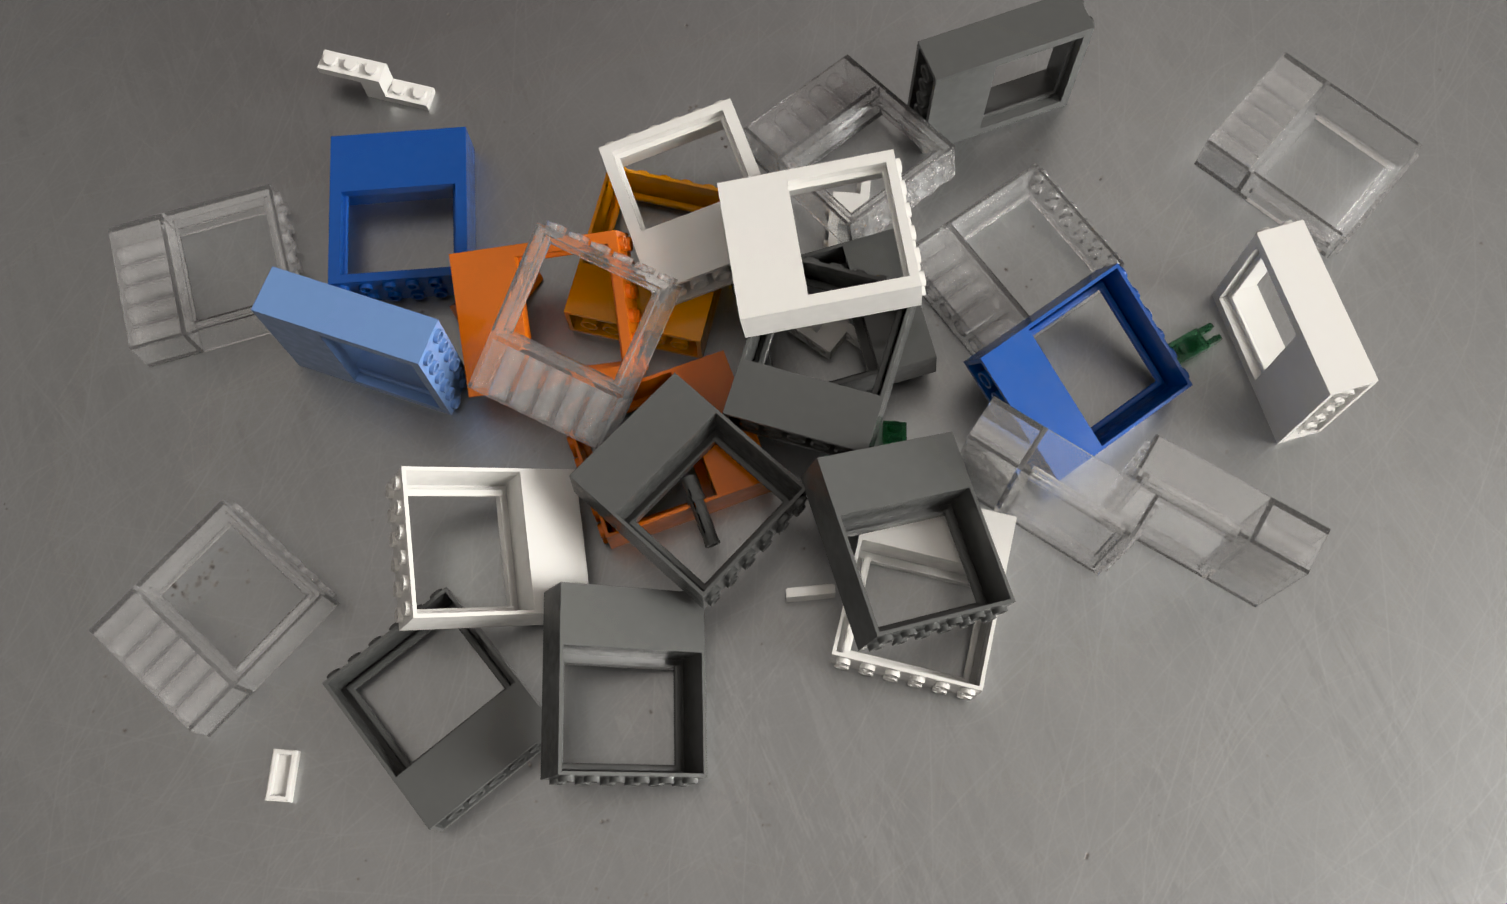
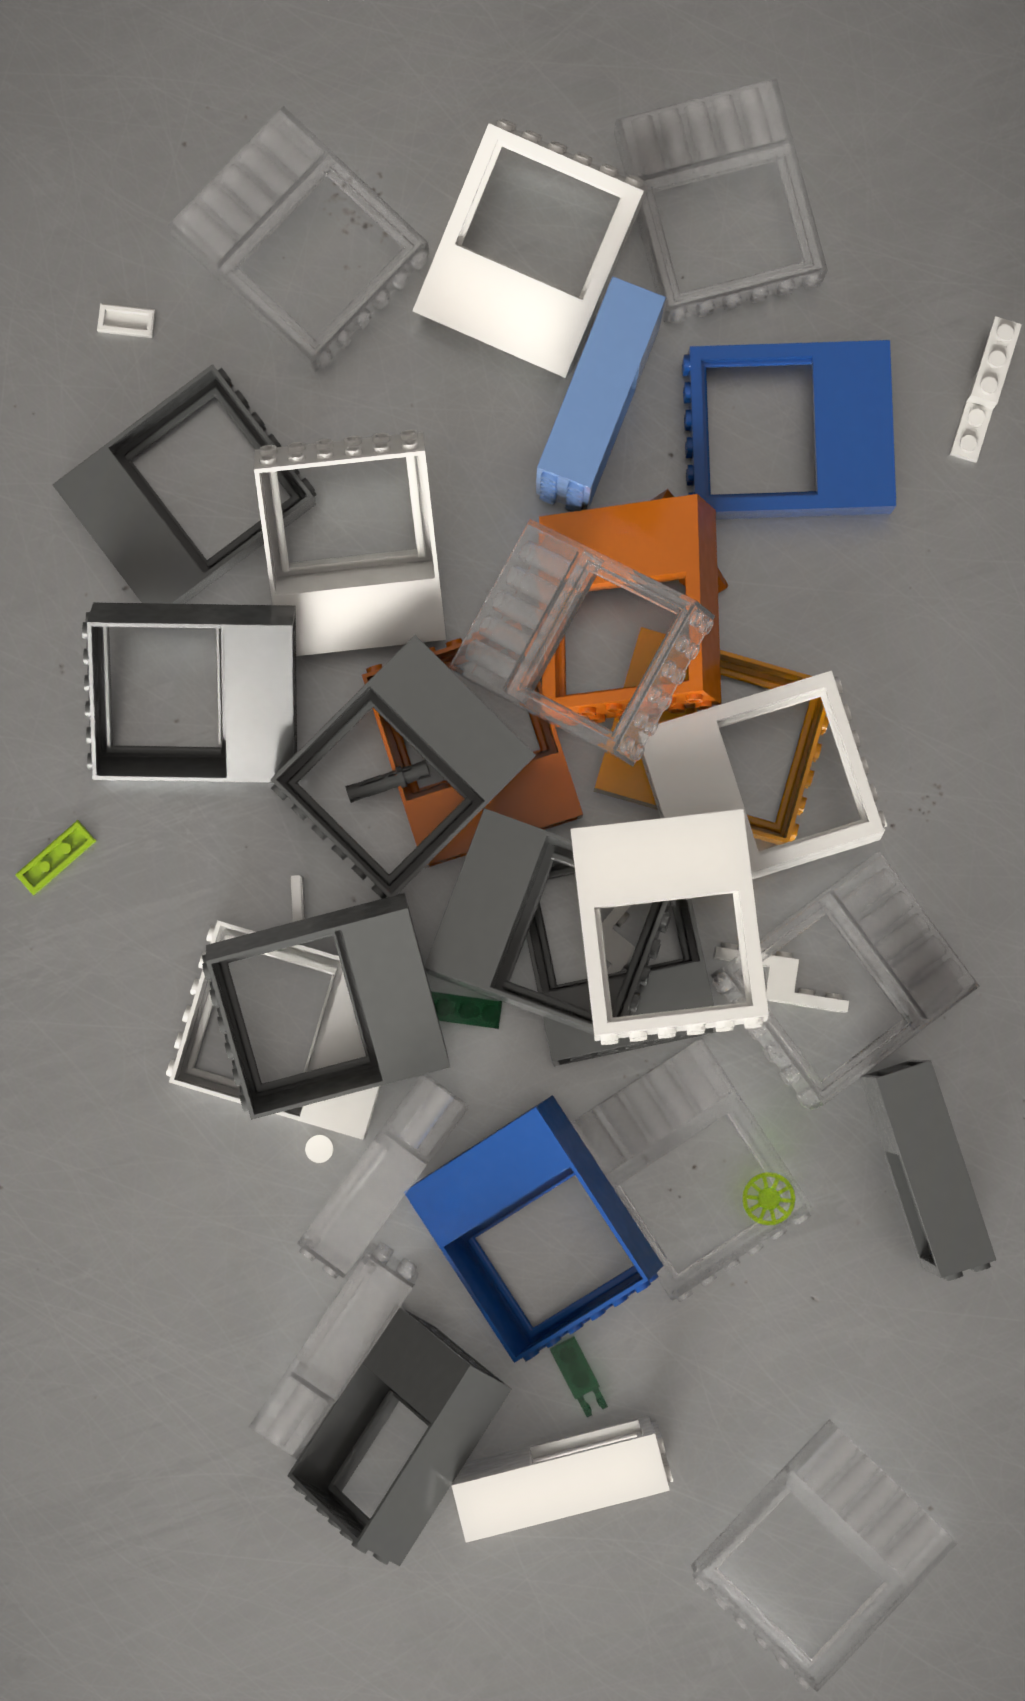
camera: 90 degrees right, 15 degrees up
(280, 436) = (507, 304): none -> white panel
(779, 817) = (55, 857): none -> lime tile
(1022, 566) = (319, 1148): none -> white tile
(1032, 194) = (768, 1198): none -> clear neon green wheel
(1244, 412) = (444, 1390): none -> dark grey panel

